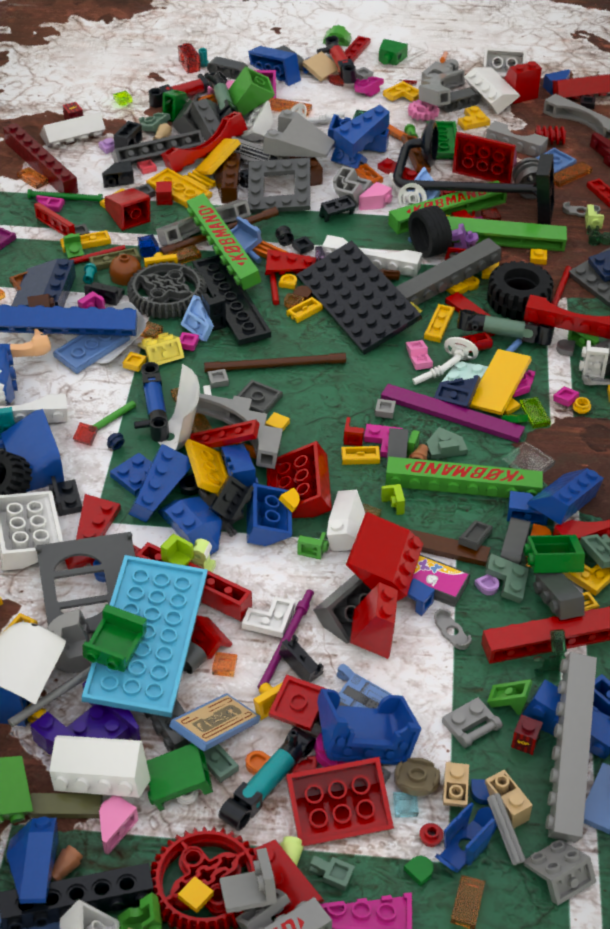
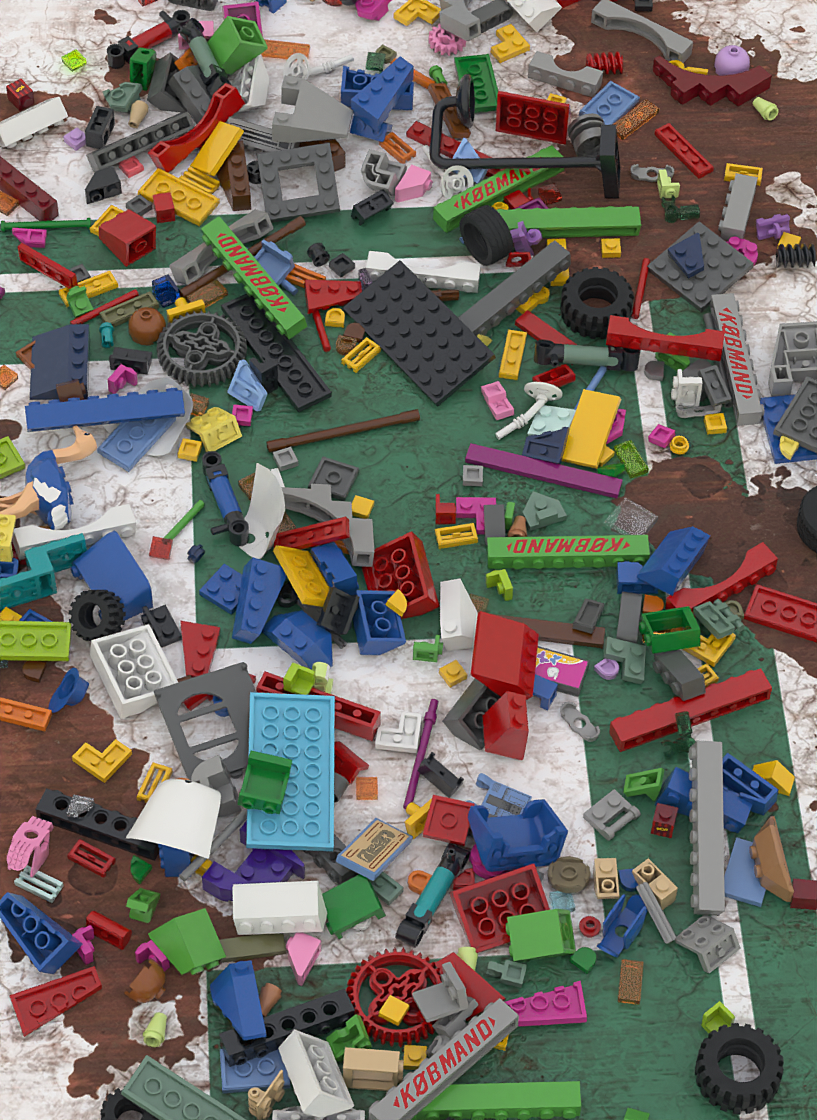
camera: 10 degrees left, 10 degrees up
(333, 570) = (453, 673): none -> yellow plate
(375, 835) = (541, 935): none -> bright green slope

